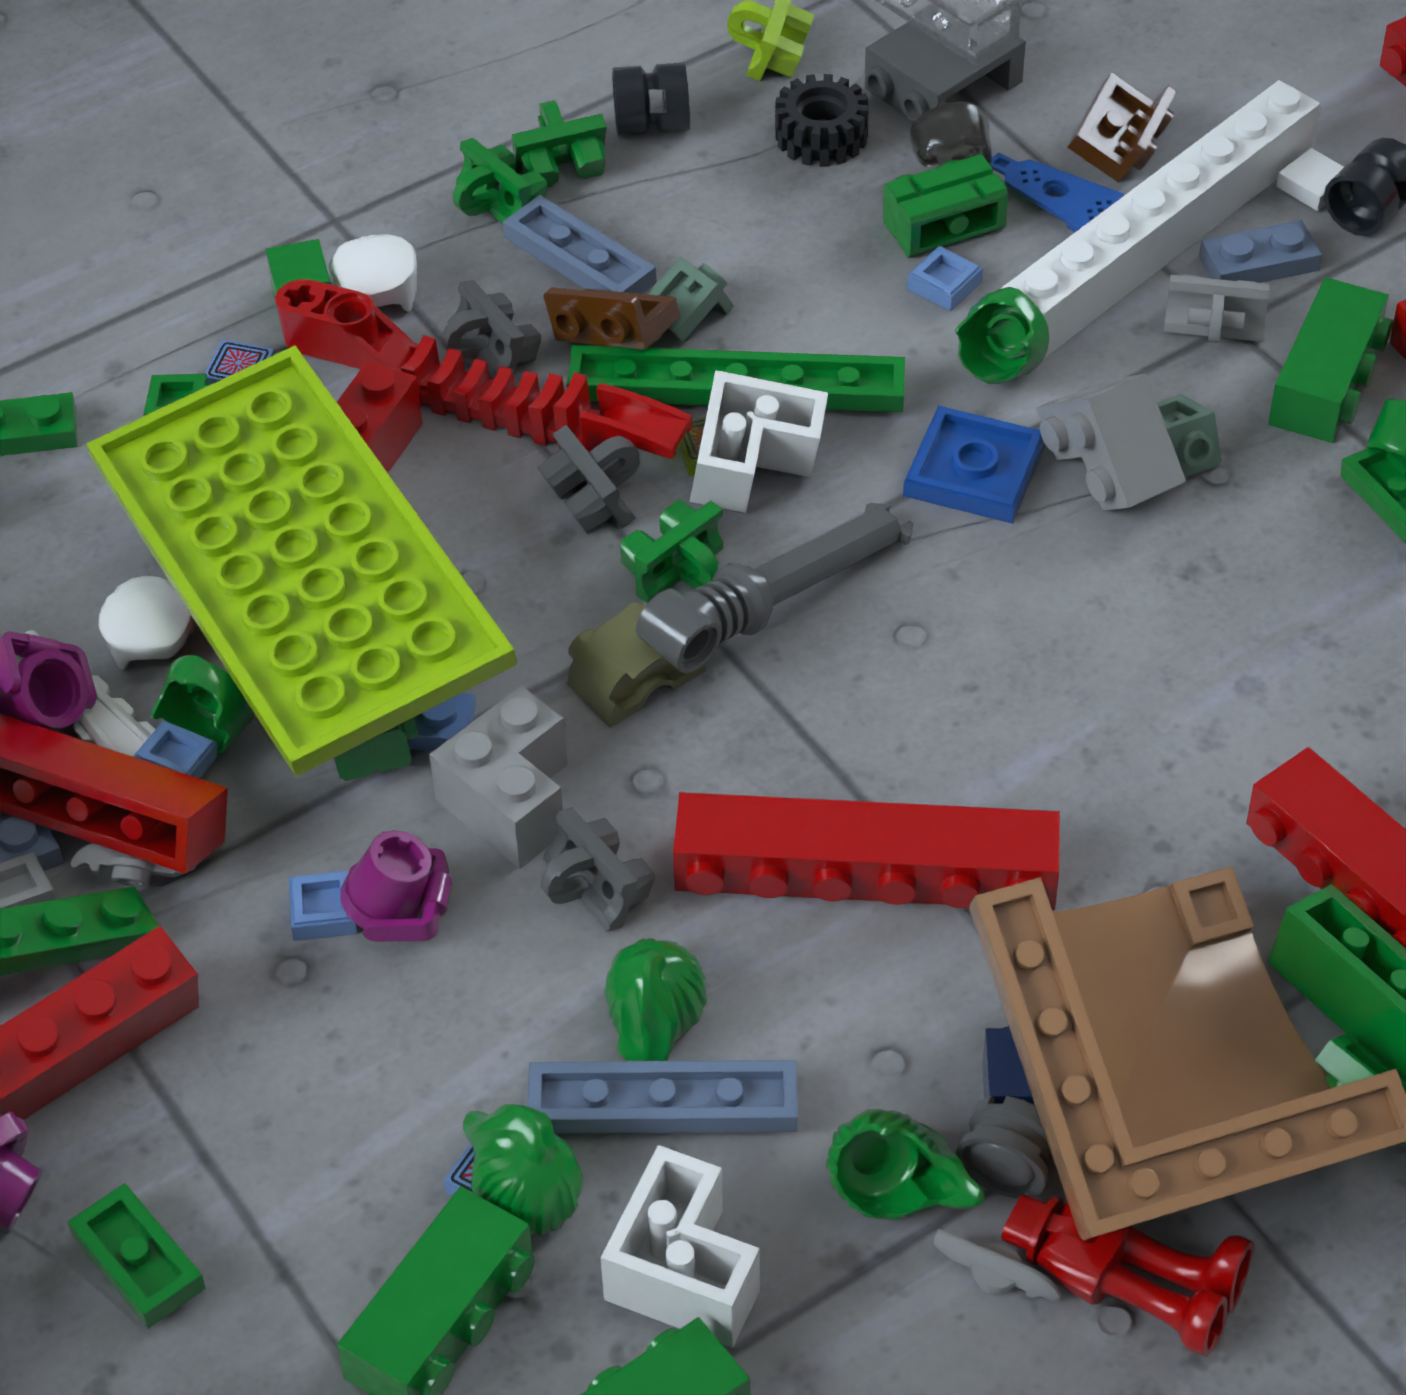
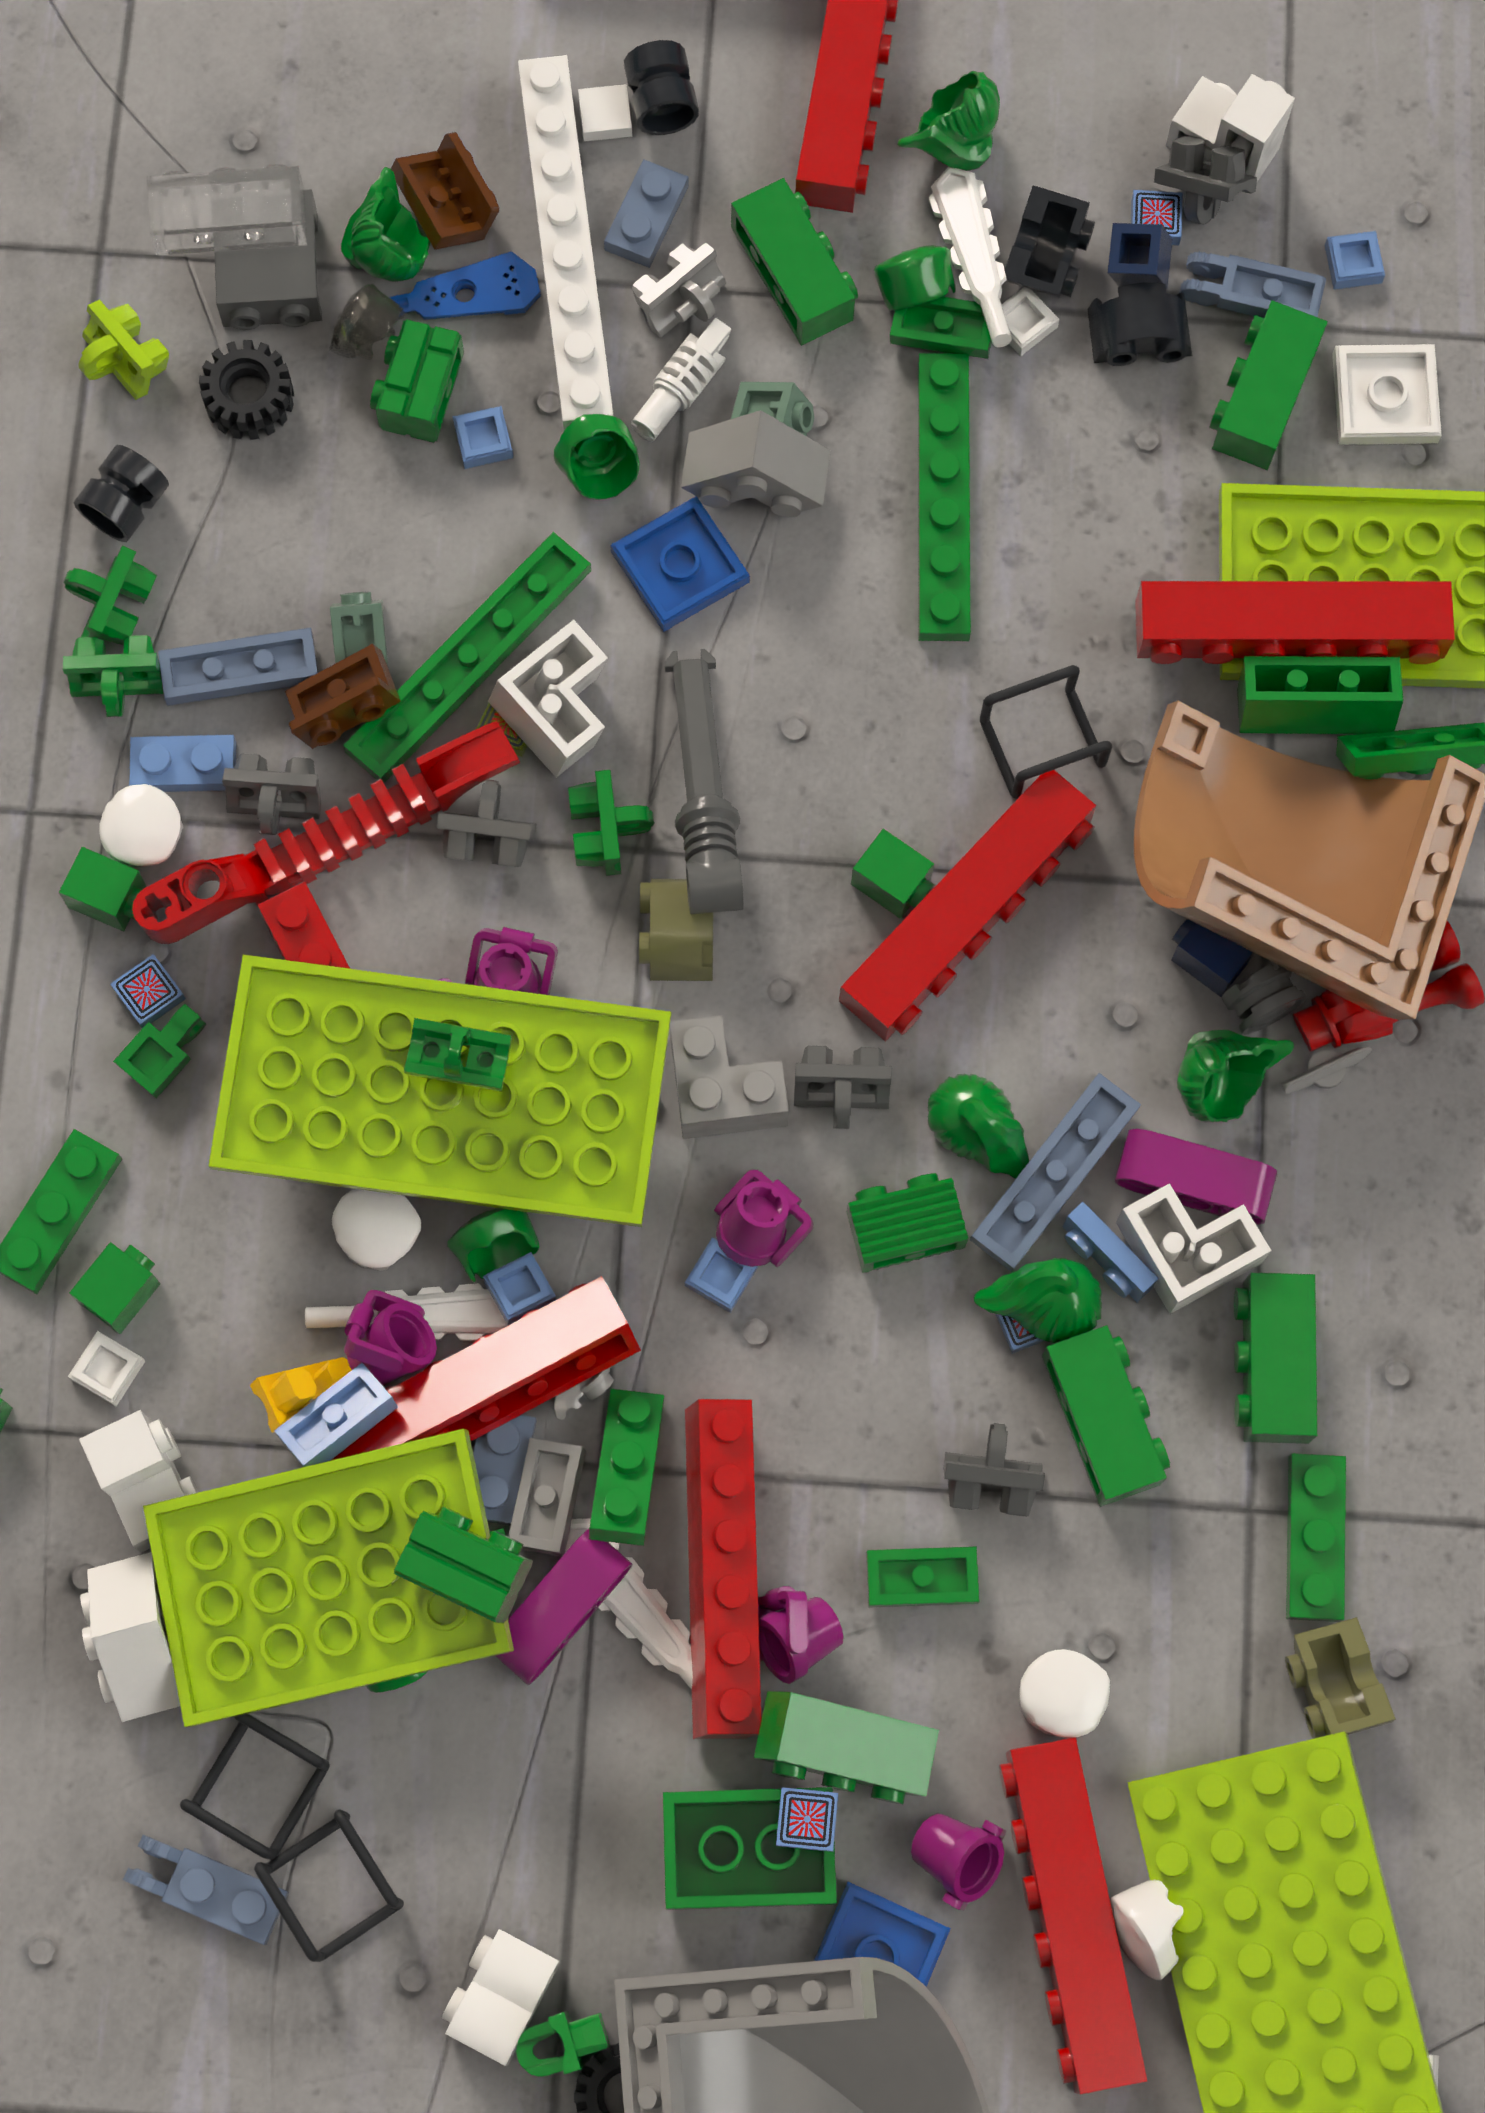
camera: 55 degrees left, 25 degrees up
(303, 1238) = (969, 1472): none -> dark grey hips
(325, 517) = (437, 1053): none -> green hips
(452, 259) = (181, 761): none -> medium blue plate
(476, 554) = (508, 963): none -> magenta piece
(496, 1005) = (906, 1222): none -> green brick
(619, 1170) = (1093, 1238): none -> medium blue plate
(770, 1213) = (1198, 1174): none -> magenta beam
(837, 764) = (893, 874): none -> green brick
(1045, 108) = (384, 234): none -> green hair
(1125, 859) = (1099, 751): none -> black piece
(1161, 358) = (682, 379): none -> white hinge
(1240, 599) = (943, 498): none -> green plate

